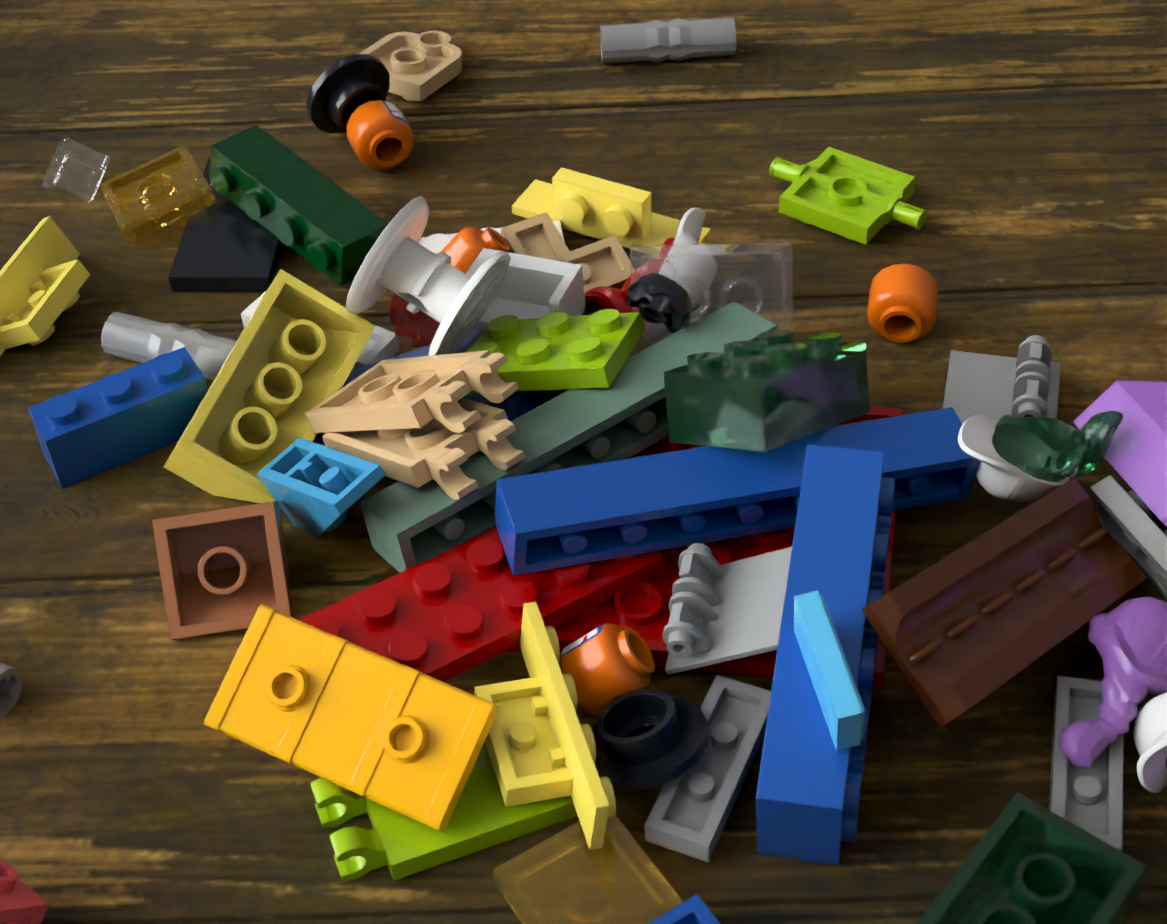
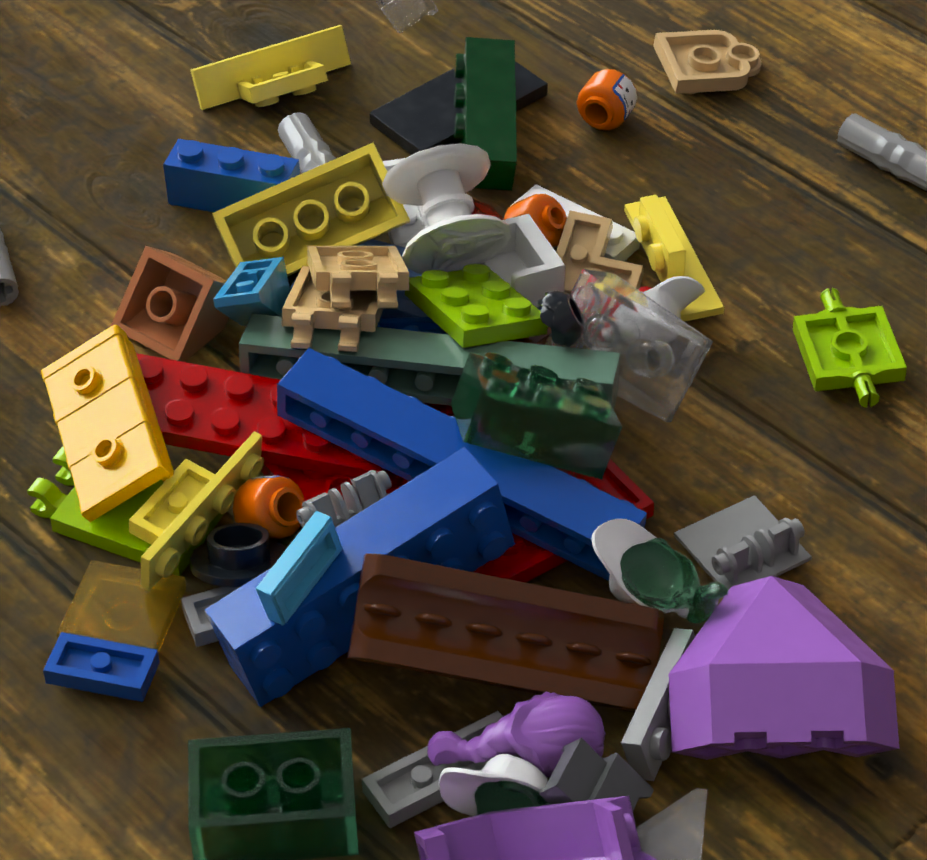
camera: 45 degrees right, 0 degrees up
(157, 193) = (428, 51): clear yellow tile -> none
(344, 89) = (617, 50): black piece -> none
(903, 303) = (760, 441): orange head -> none

